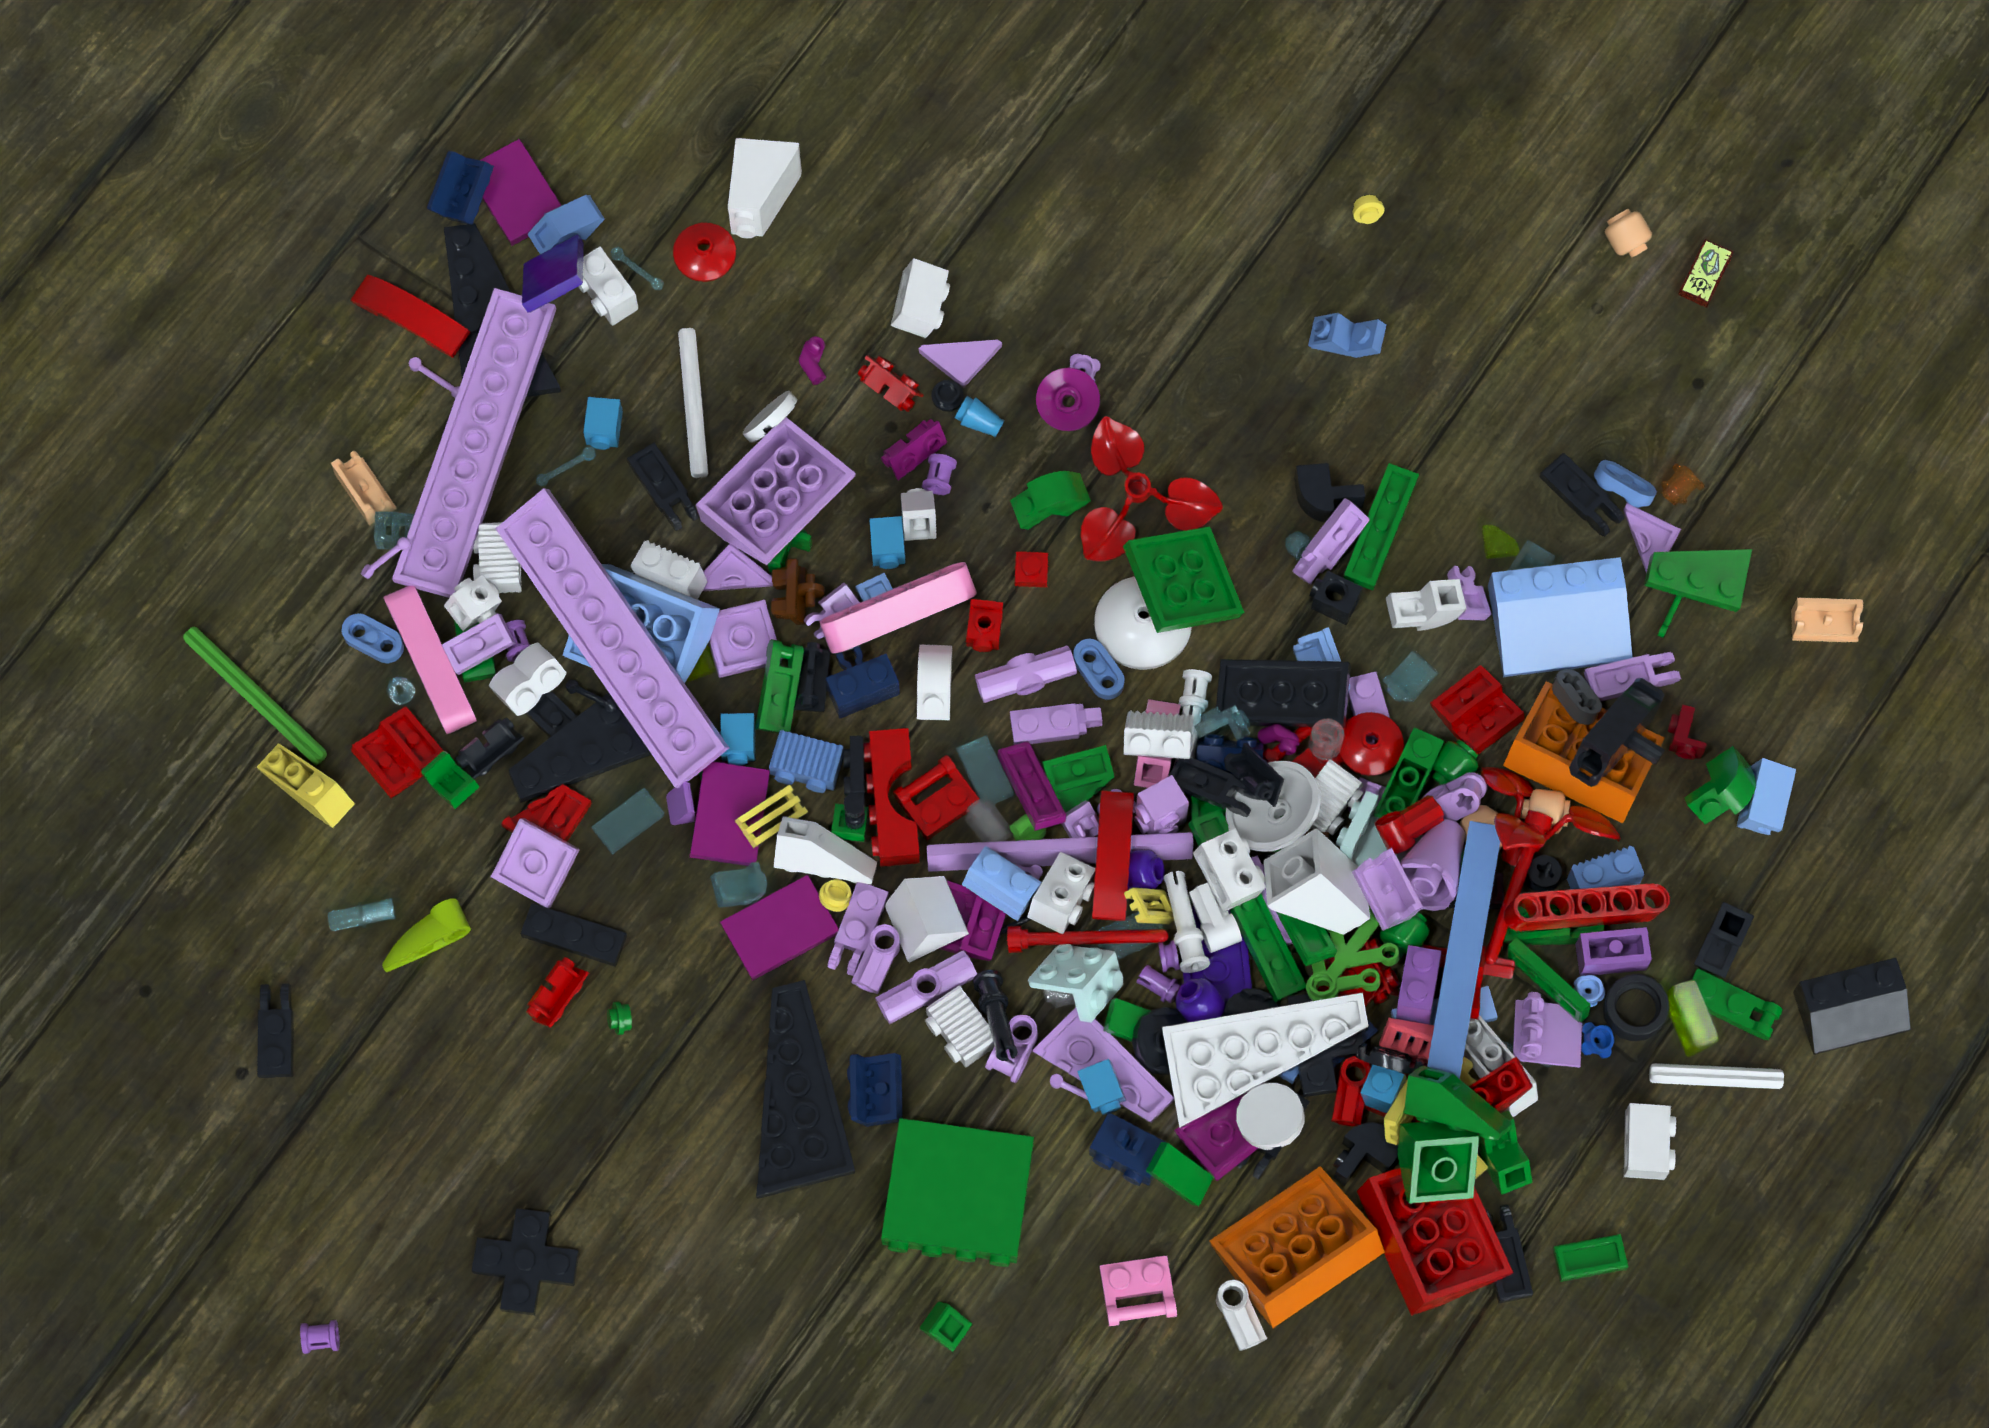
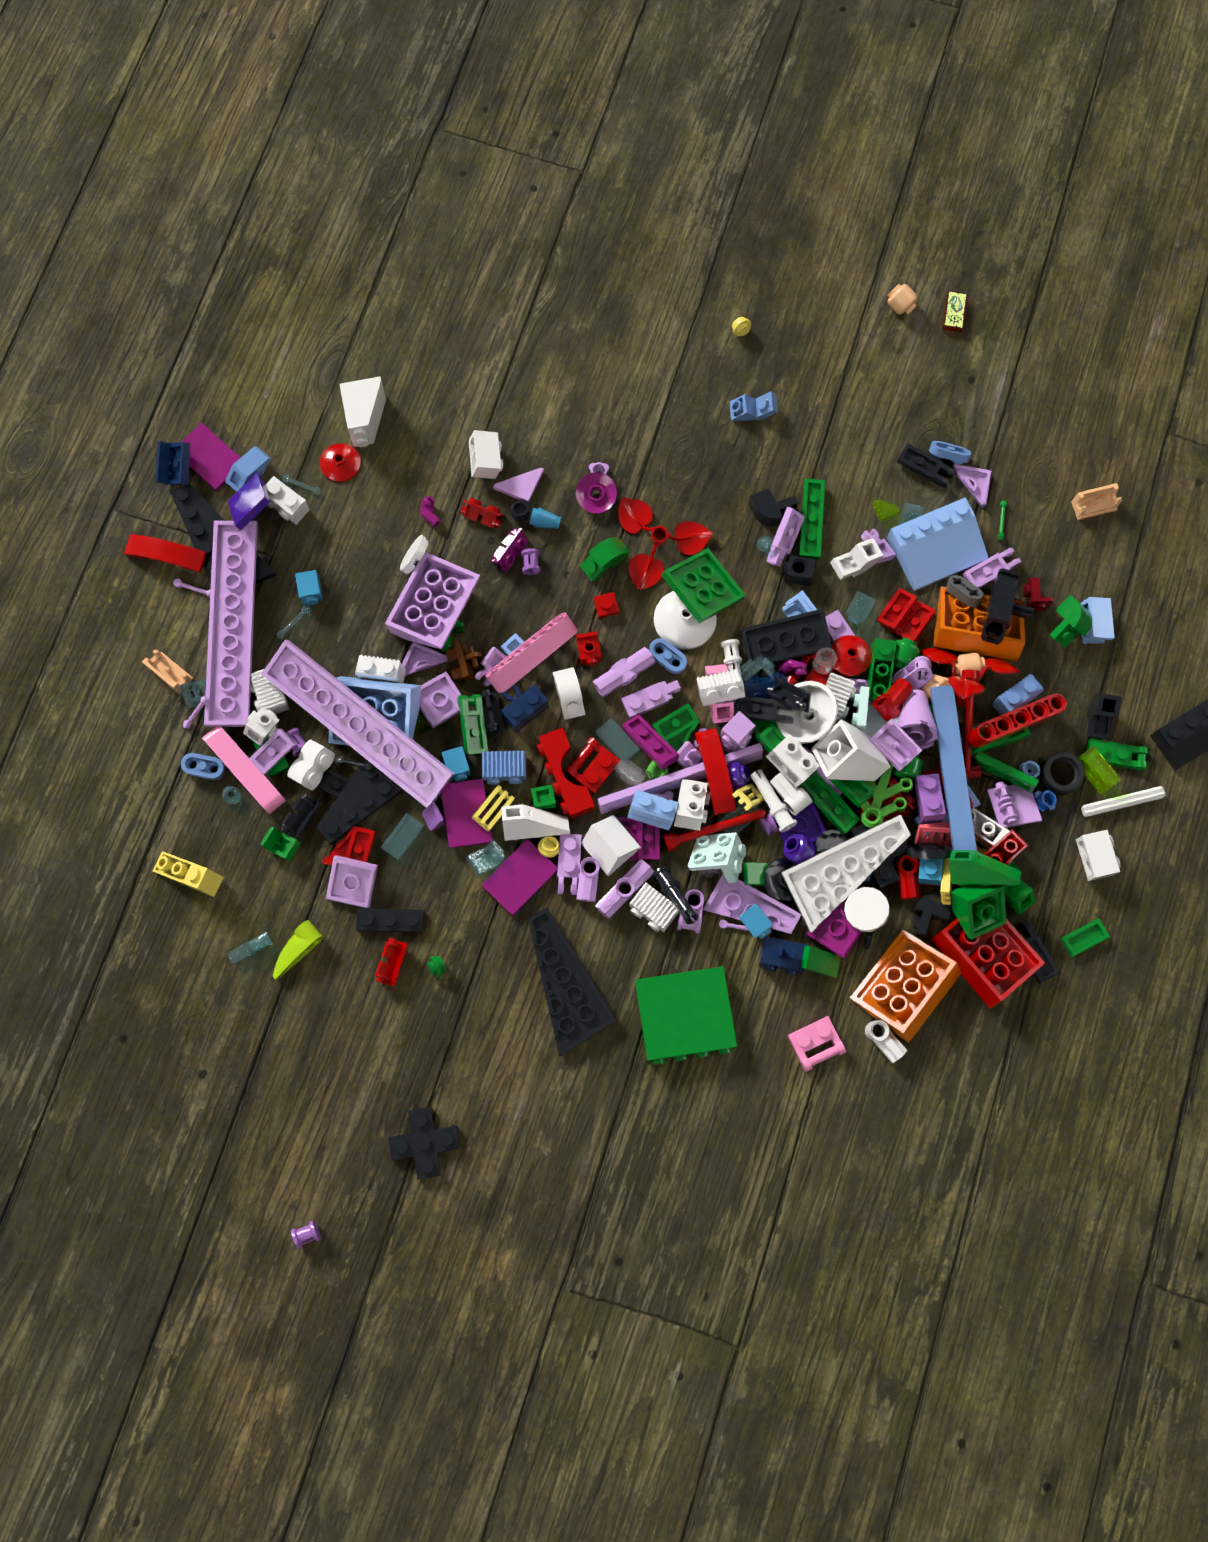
camera: 20 degrees left, 5 degrees up
(255, 695) = (137, 825): bright green axle -> none
(275, 1035) = (217, 1042): black hinge -> none
(397, 751) = (241, 835): red slope -> none
(661, 483) = (358, 616): black hinge -> none
(693, 403) = (362, 559): white axle -> none
(854, 784) = (539, 773): black hinge -> none
(875, 1089) = (613, 964): dark blue bracket -> none
(887, 542) = (512, 613): dark azure brick -> none
(918, 514) = (526, 590): white slope -> none
(945, 1325) = (703, 1102): green slope -> none
(1159, 984) = (768, 844): medium lavender pin -> none
(1541, 881) = (978, 711): black wheel -> none
(1613, 951) = (1039, 742): medium lavender brick -> none
(1680, 485) = (983, 443): clear orange brick -> none
(1703, 576) = (1015, 495): green wing -> none

